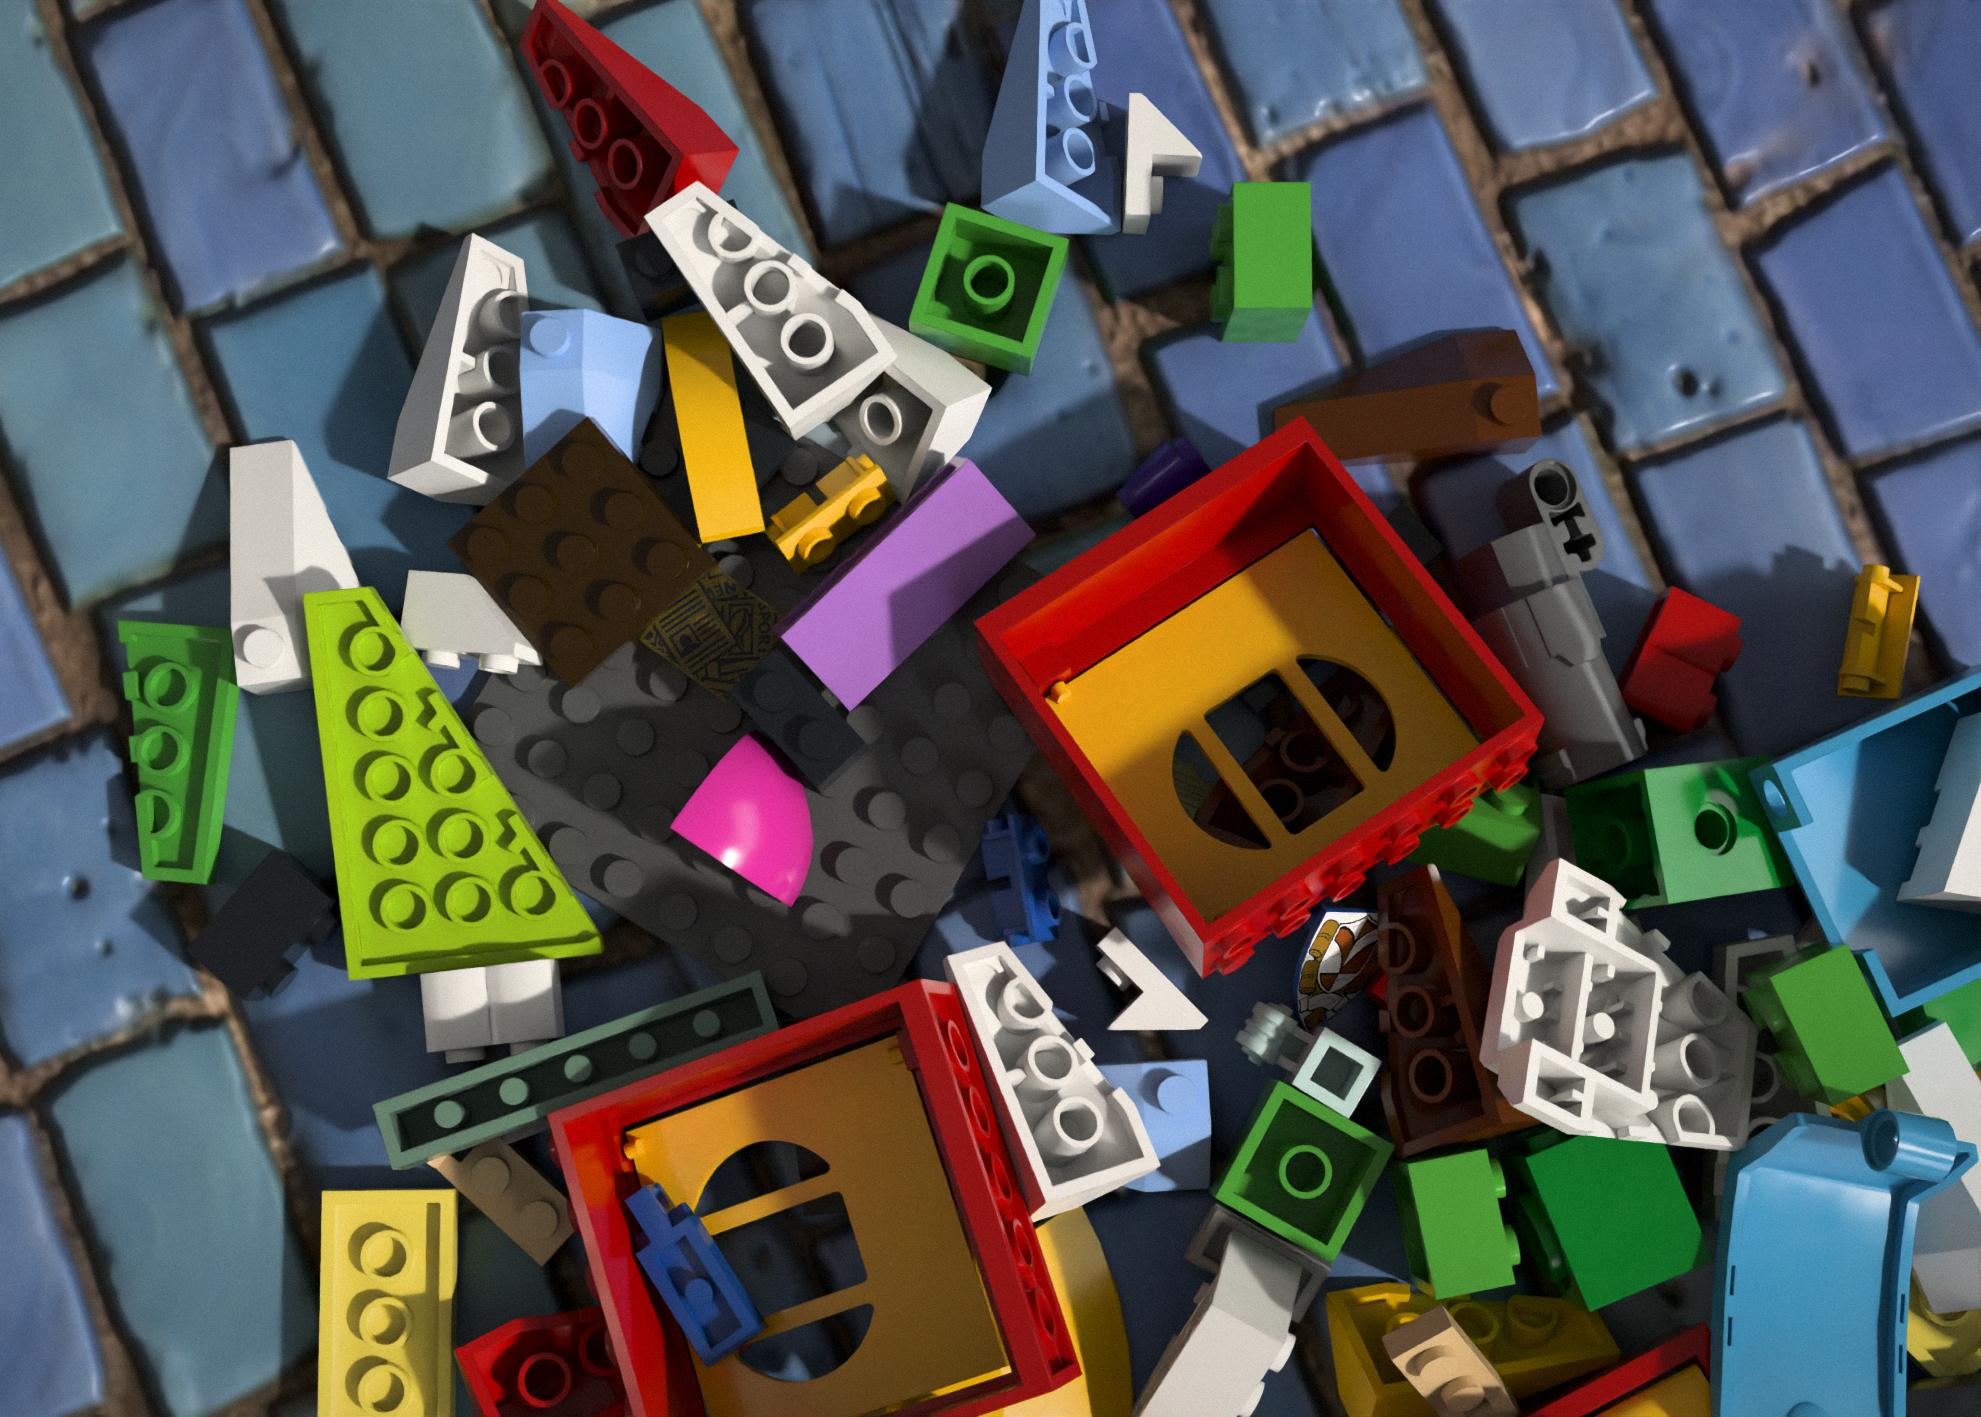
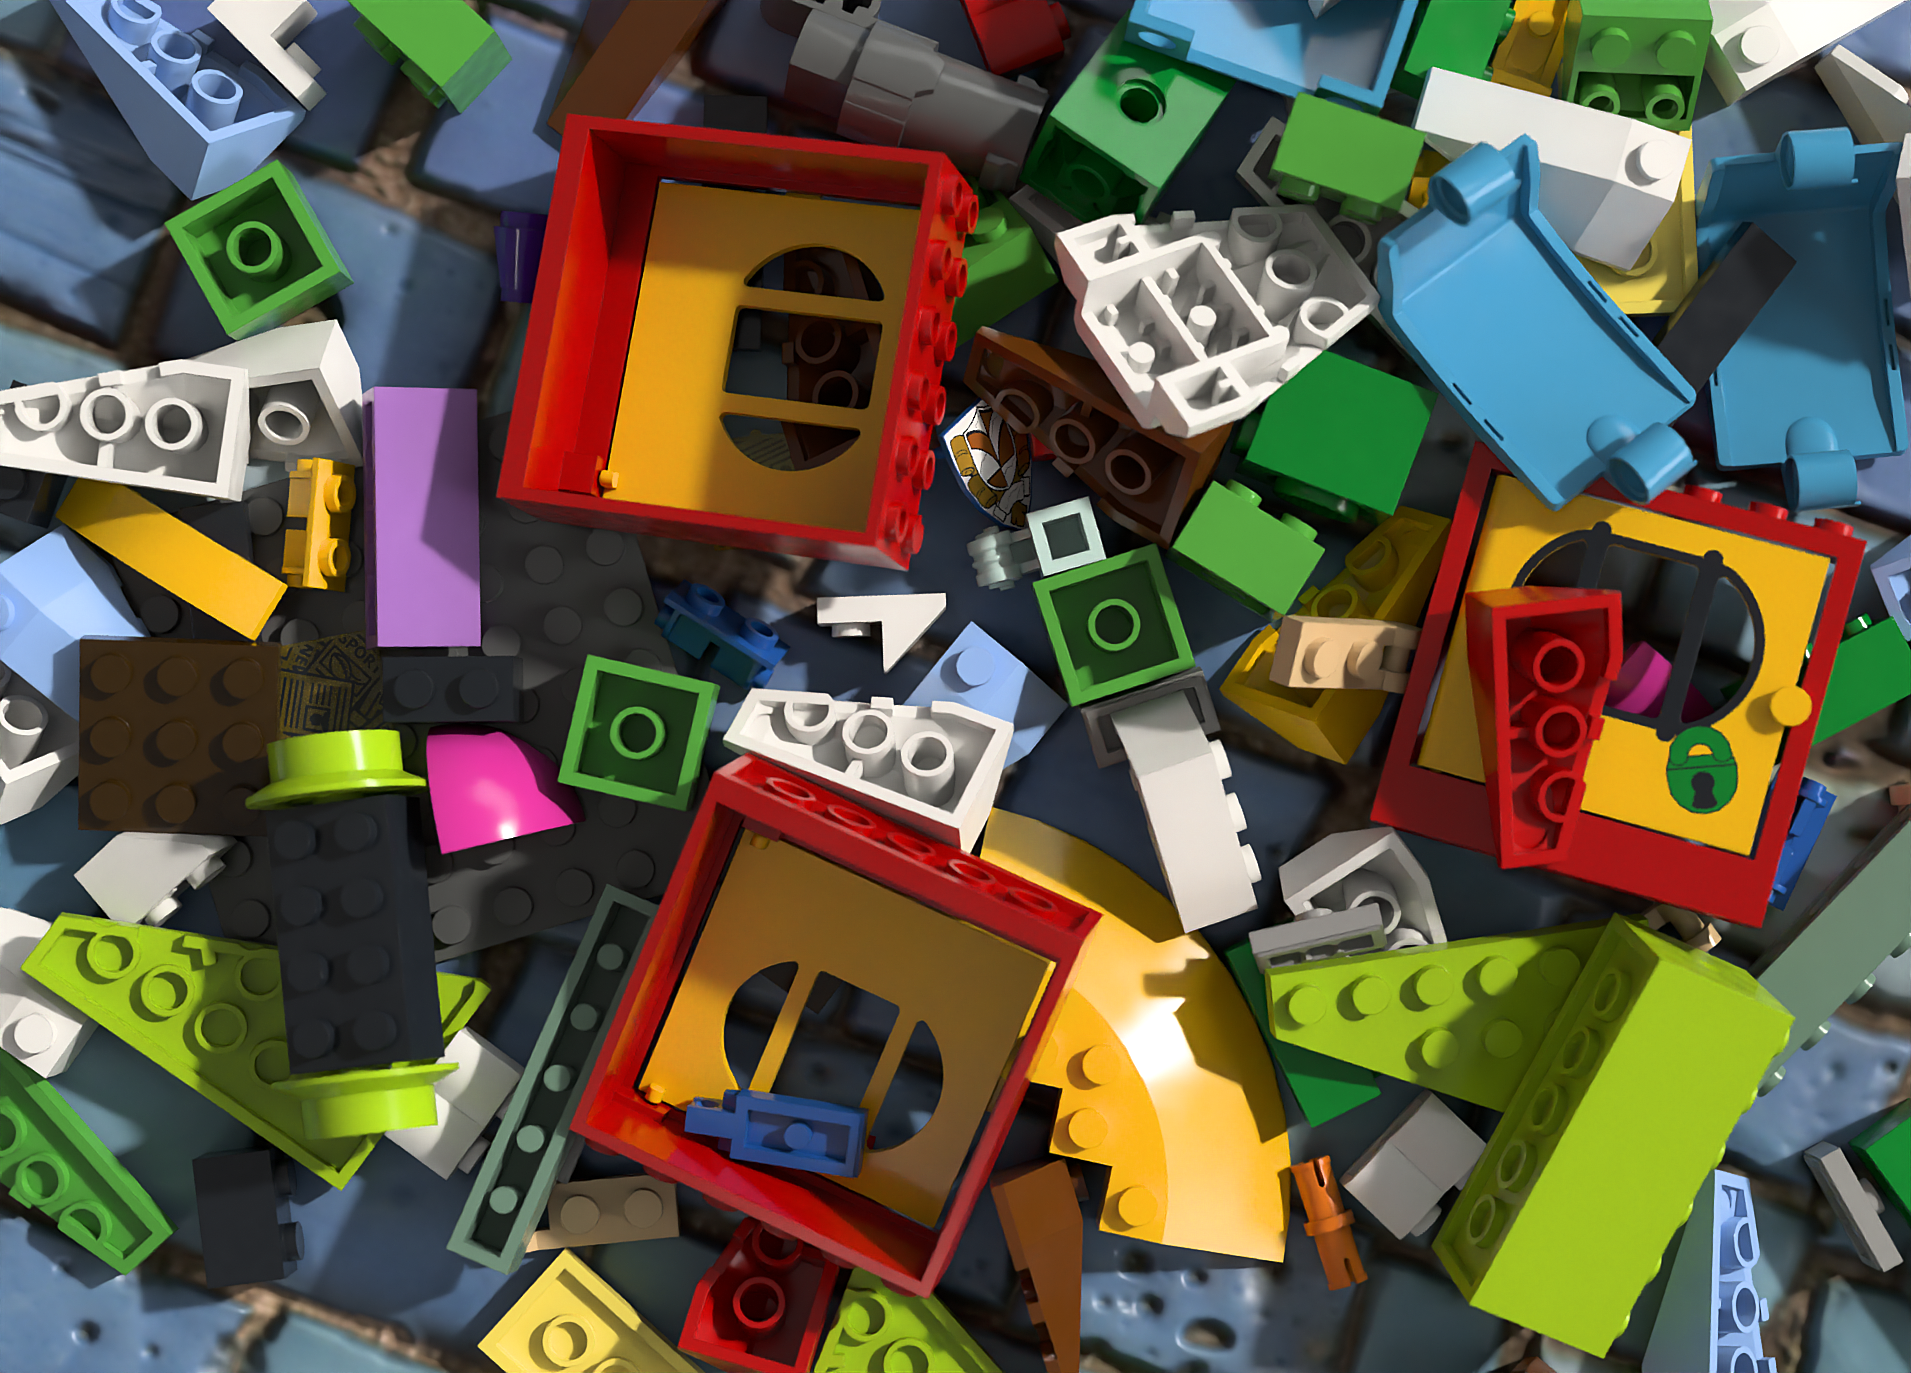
camera: 45 degrees left, 5 degrees up
(547, 818) = (353, 932): none -> black brick
(893, 888) = (639, 733): none -> bright green brick

